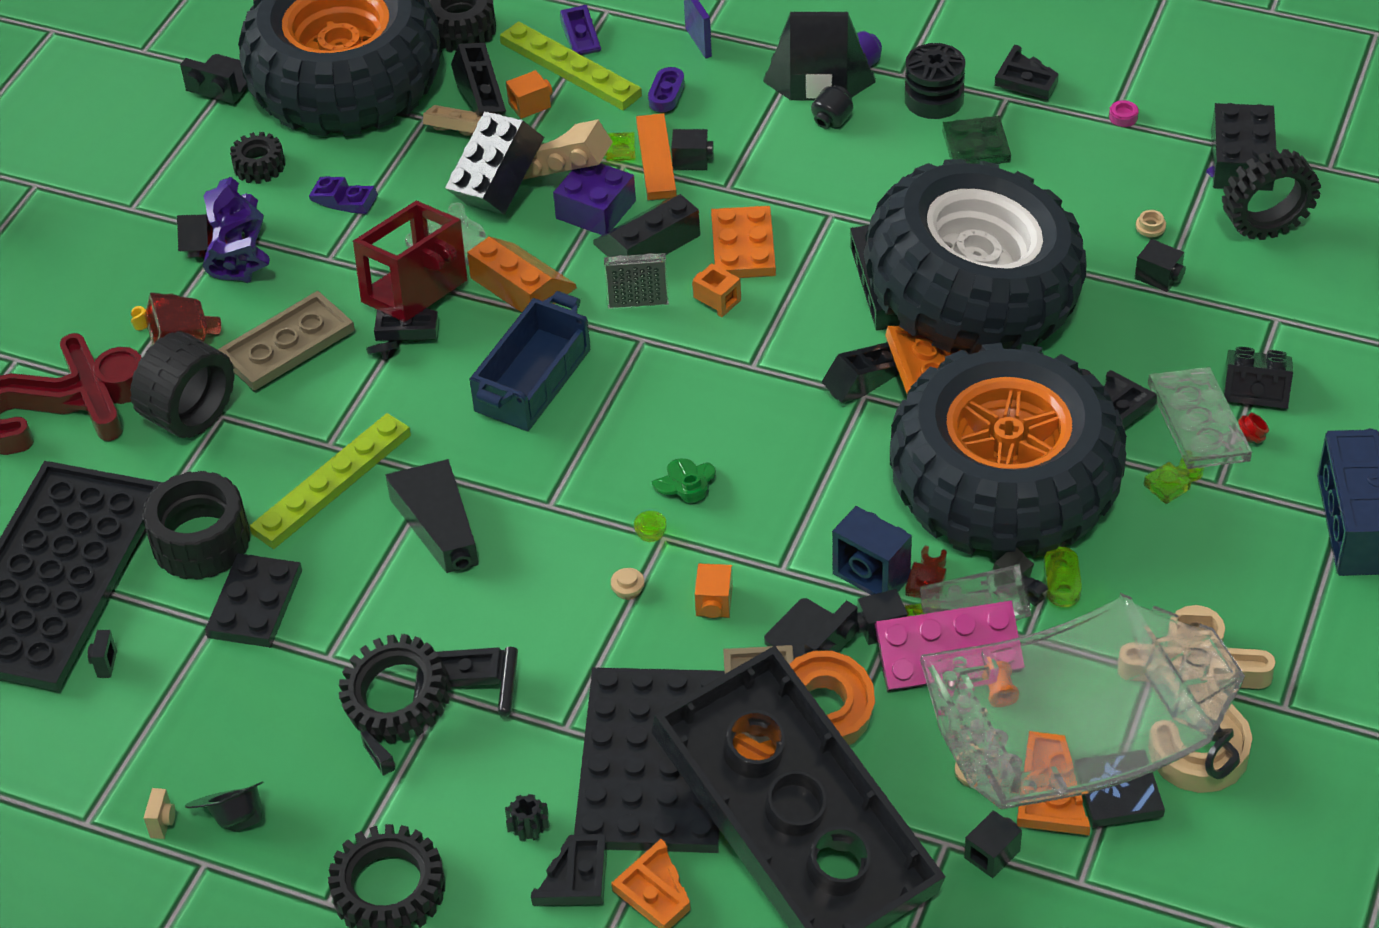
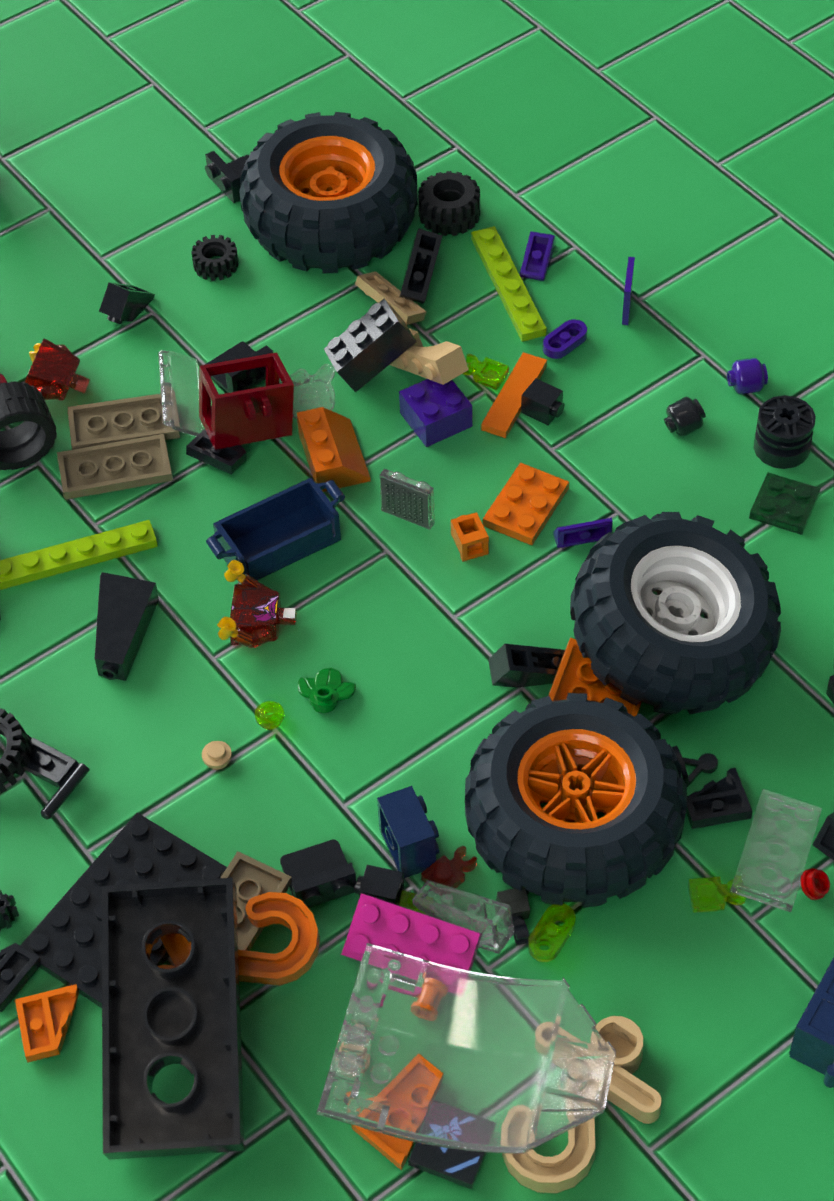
camera: 30 degrees right, 5 degrees up
(229, 216) = (127, 331): dark purple hips -> none
(310, 382) = (114, 466): none -> dark tan plate
(325, 288) = (179, 392): none -> clear windscreen
(338, 195) = (252, 317): dark purple slope -> none
(343, 250) = (241, 379): none -> black bracket
(383, 347) = (187, 463): black piece -> none
(529, 94) = (454, 294): orange brick -> none
(563, 442) = (254, 611): none -> clear red torso
(654, 230) = (457, 462): black slope -> none
(713, 590) = (271, 797): orange brick -> none
(818, 53) = (700, 367): black wedge -> none
(818, 242) = (582, 532): none -> dark purple slope
(993, 843) = (317, 1135): black brick -> none
(1222, 739) = (547, 1178): black piece -> none

